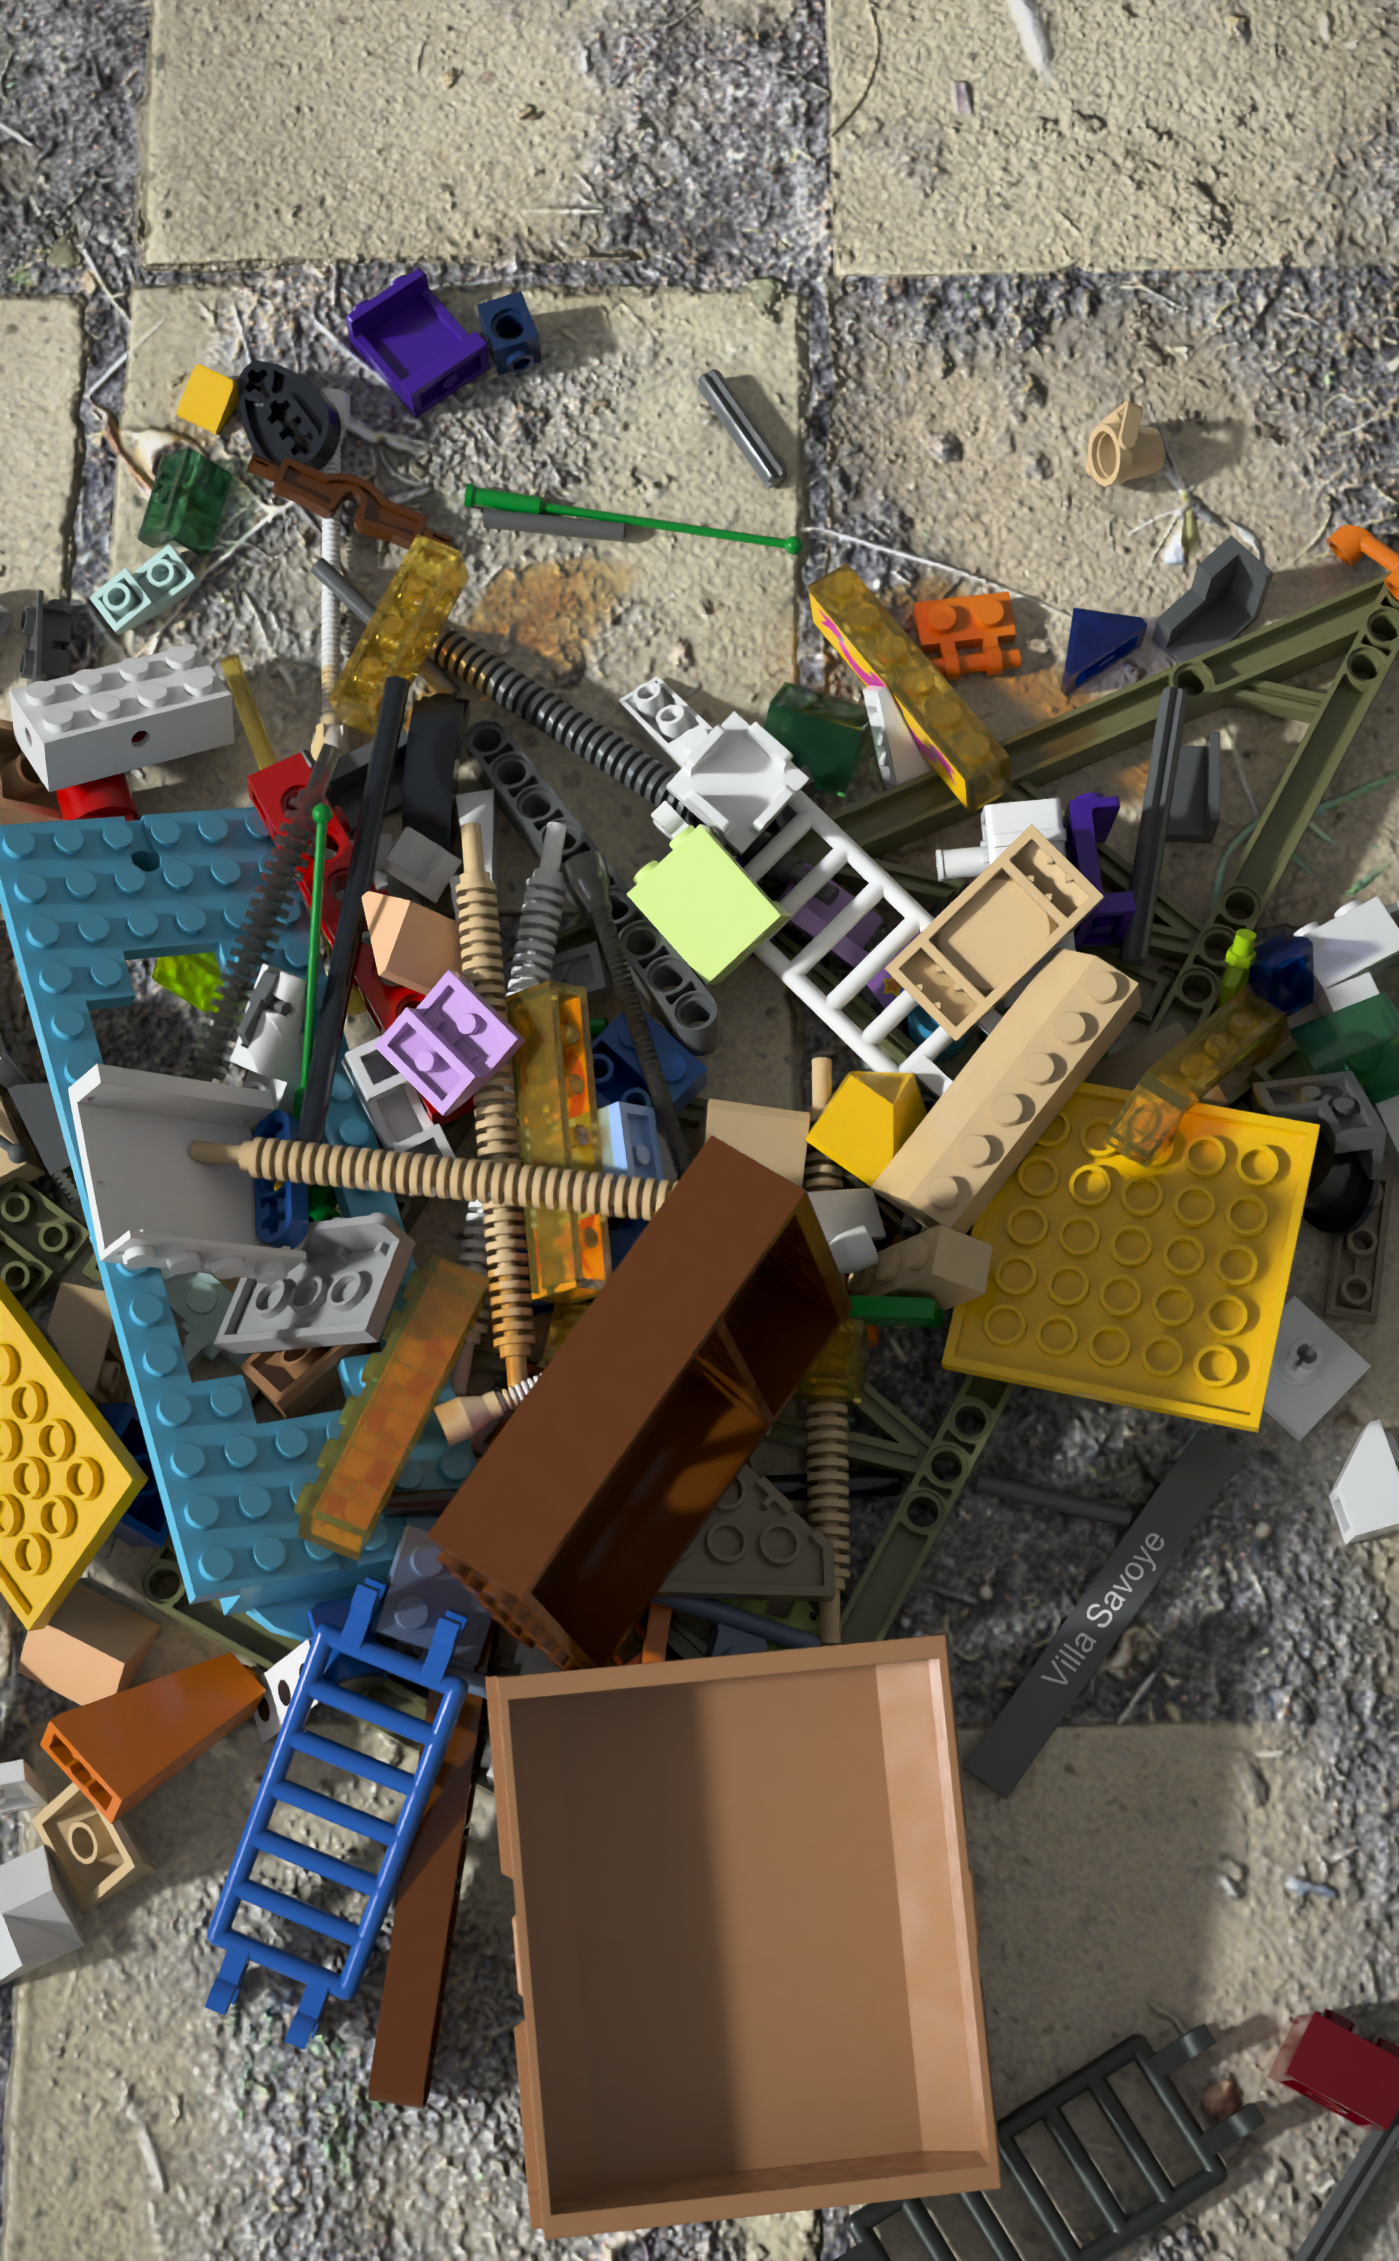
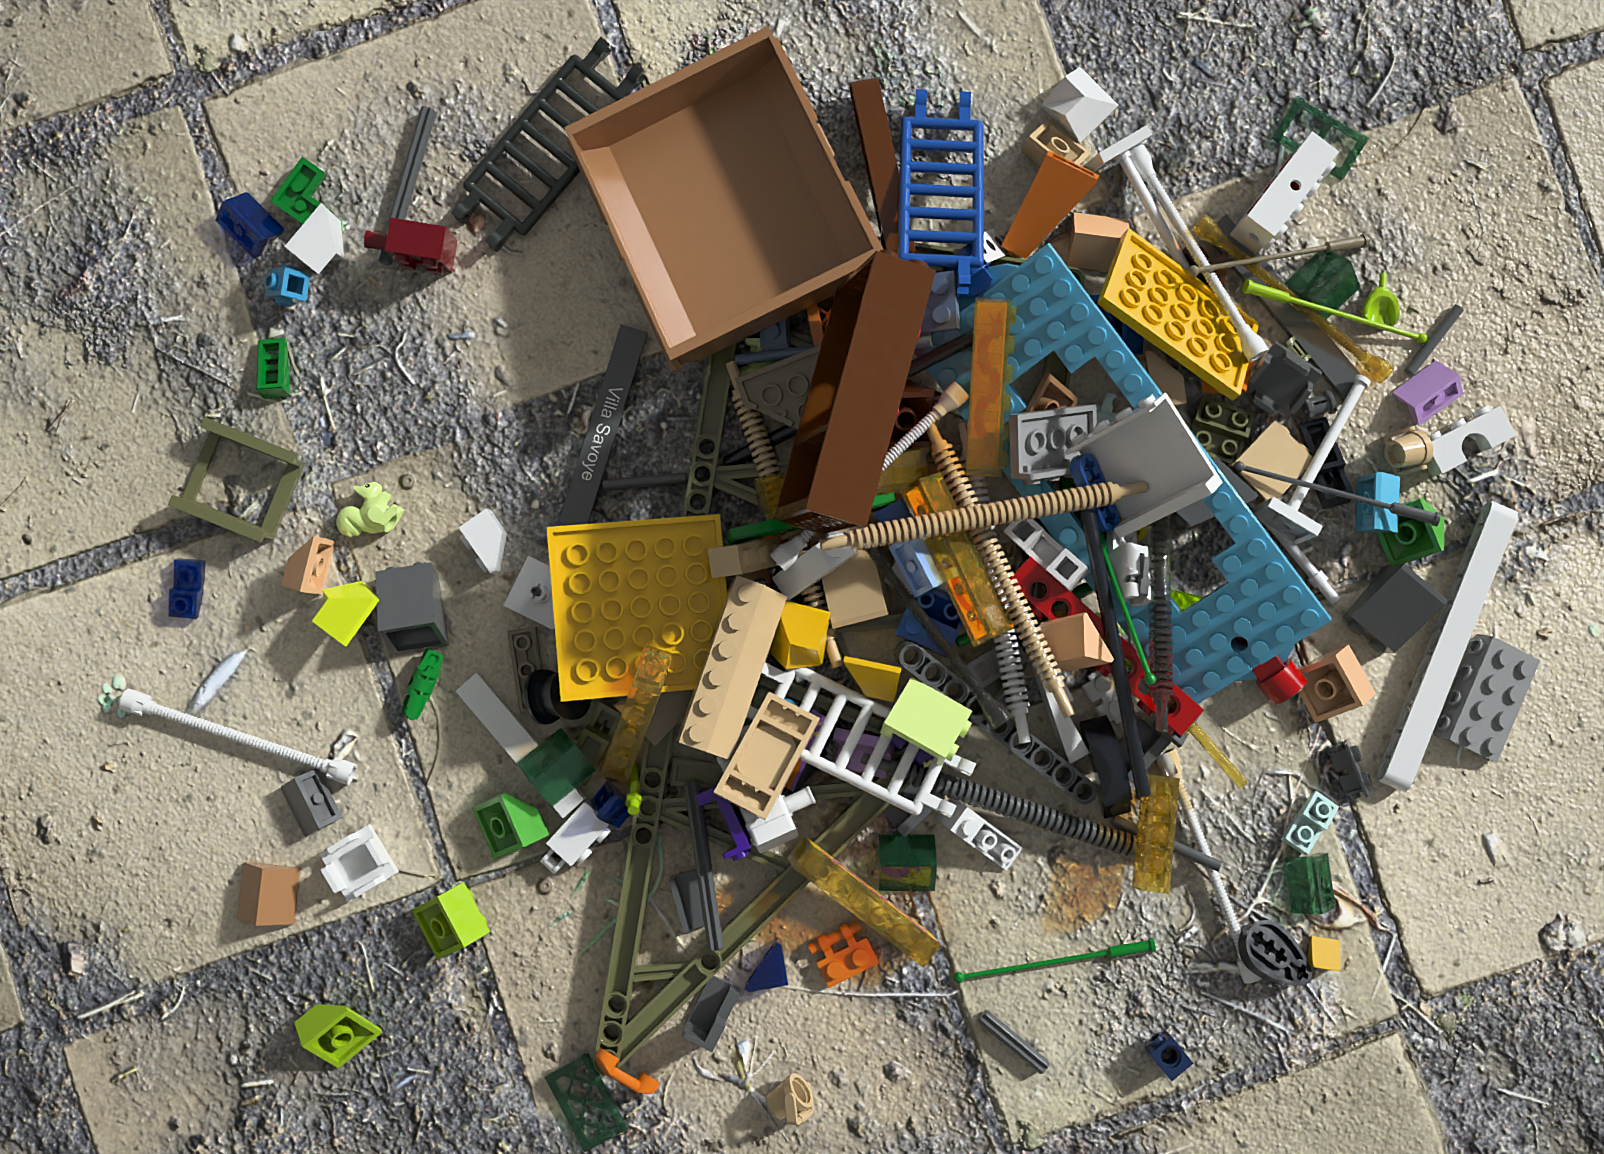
camera: 160 degrees right, 15 degrees up
(122, 717) = (1288, 731): white brick -> none
(326, 492) = (1232, 912): reddish brown piece -> none
(416, 343) = (1220, 1031): dark purple panel -> none
(420, 864) = (1092, 705): white panel -> none
(449, 1043) = (1033, 588): lavender slope -> none
(554, 525) = (1097, 943): dark grey piece -> none
(737, 781) = (934, 794): white panel -> none
(767, 1017) = (874, 678): none -> yellow slope
(894, 743) = (858, 864): white slope -> none
(1336, 1105) = (559, 727): dark grey panel -> none

